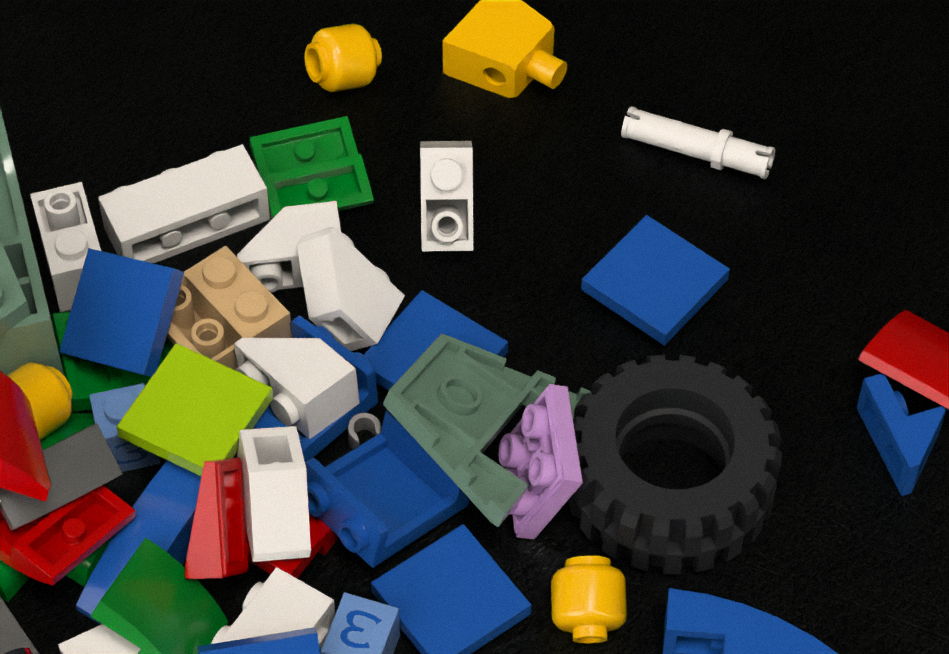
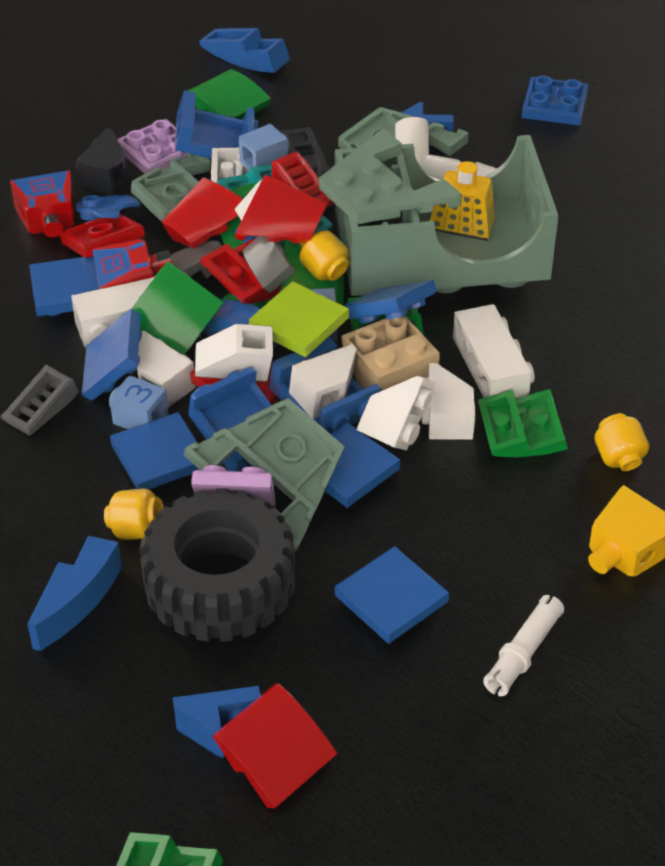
camera: 100 degrees right, 10 degrees down
(66, 236) = (459, 294): white slope -> none
(219, 524) = (197, 328): red slope -> none
(446, 195) = (489, 483): white slope -> none

